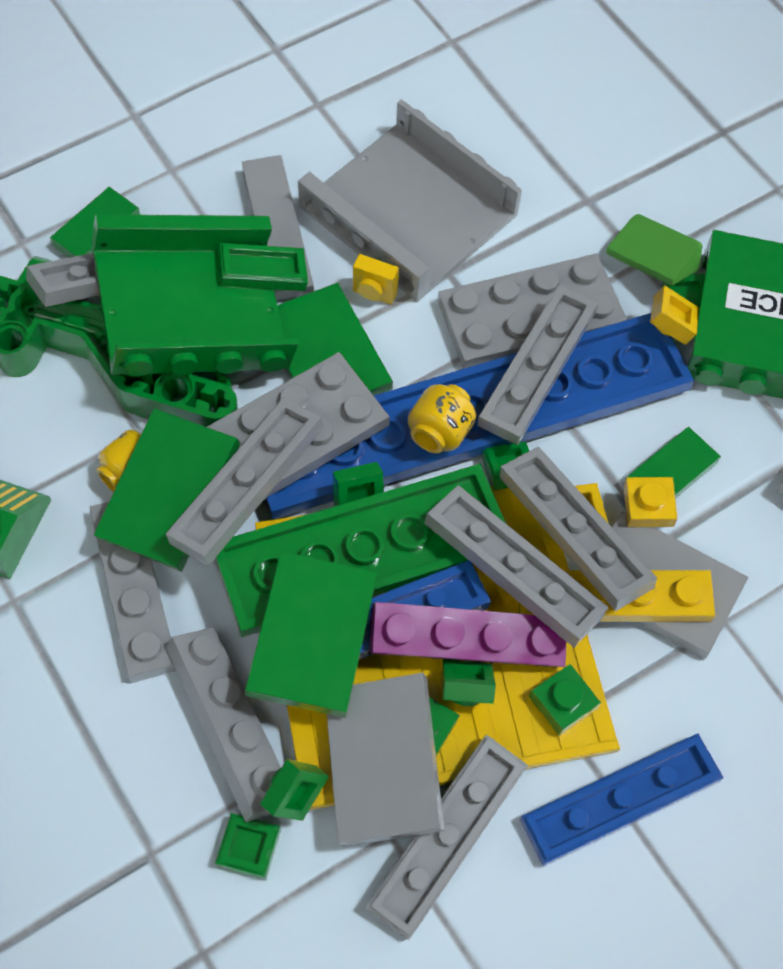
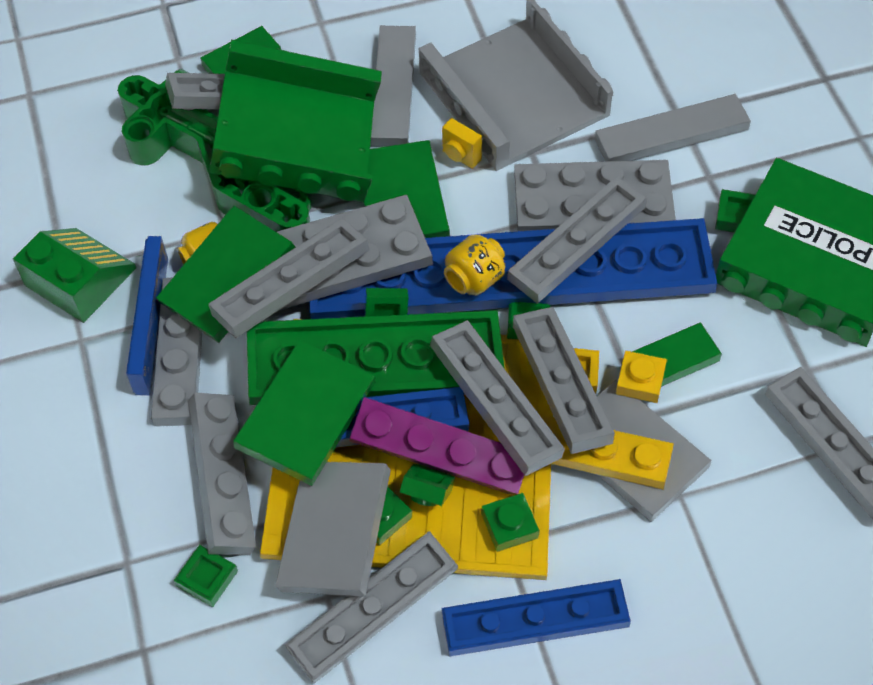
camera: 20 degrees right, 5 degrees down
(86, 557) = (147, 316): none -> blue tile
(262, 267) = (366, 113): green tile -> none
(293, 790) = (252, 533): green plate -> none
(588, 219) = (672, 129): none -> light grey tile
(656, 250) = (720, 166): bright green slope -> none
(674, 315) = (714, 223): yellow plate -> none

